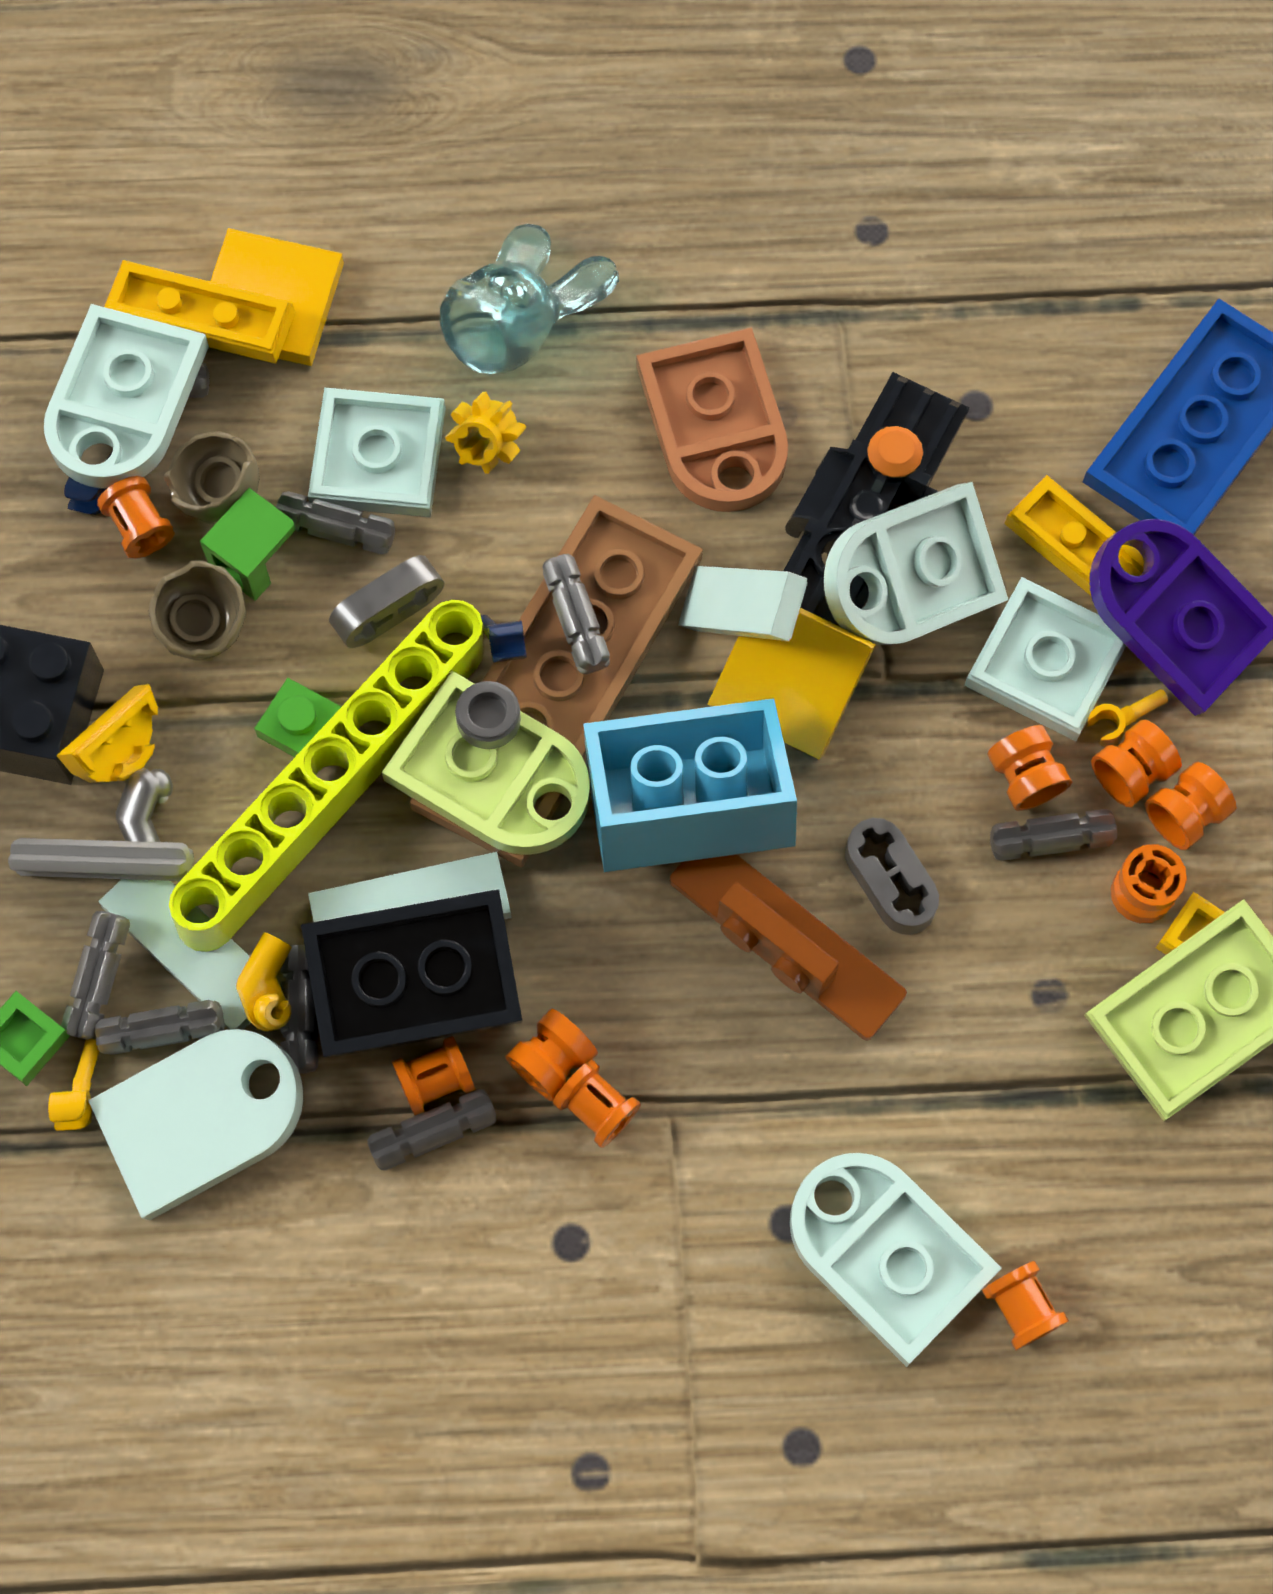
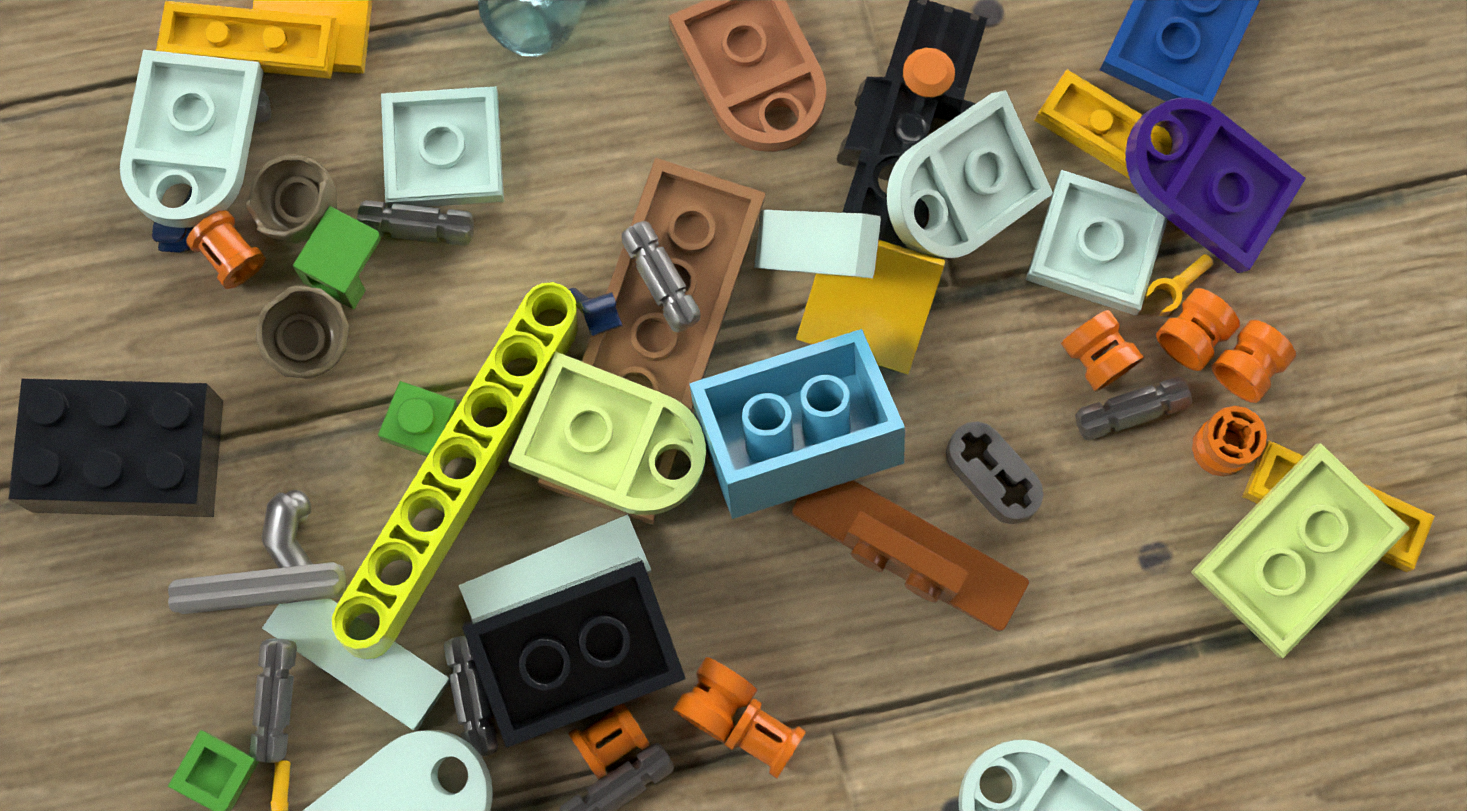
camera: 15 degrees left, 5 degrees up
(116, 741) = (249, 472): yellow tile -> none
(159, 1027) = (343, 739): flat silver axle -> none
(259, 987) = (432, 687): yellow arm -> none
(386, 601) = (479, 292): flat silver beam -> none
(485, 432) = (542, 114): yellow gear -> none
(488, 715) = (598, 389): flat silver tile -> none

